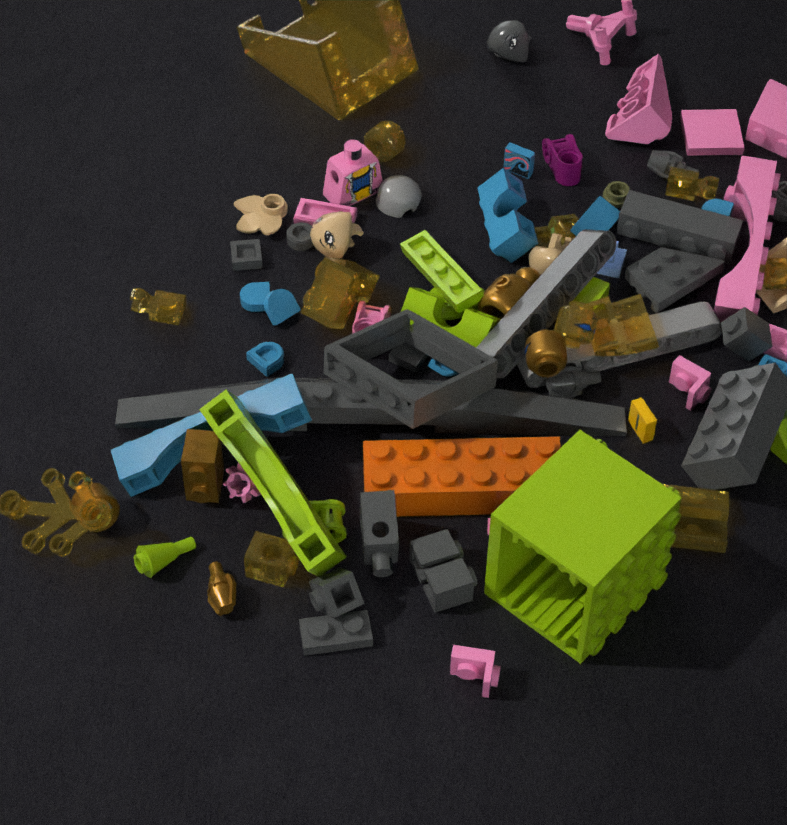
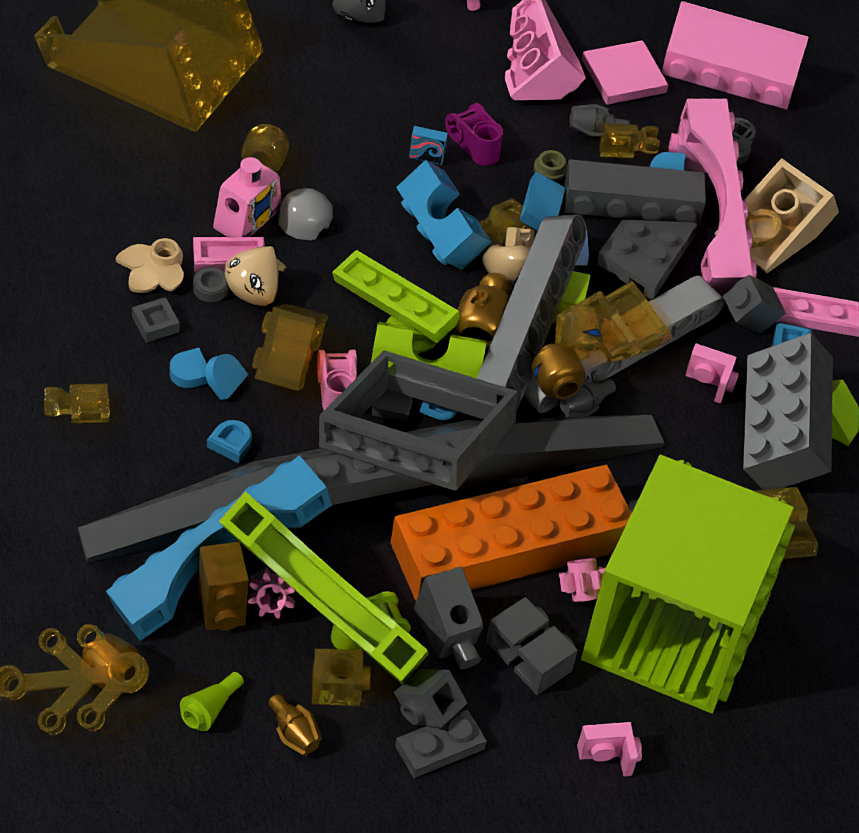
camera: 25 degrees left, 0 degrees up
(642, 420) = (679, 425): yellow tile -> none

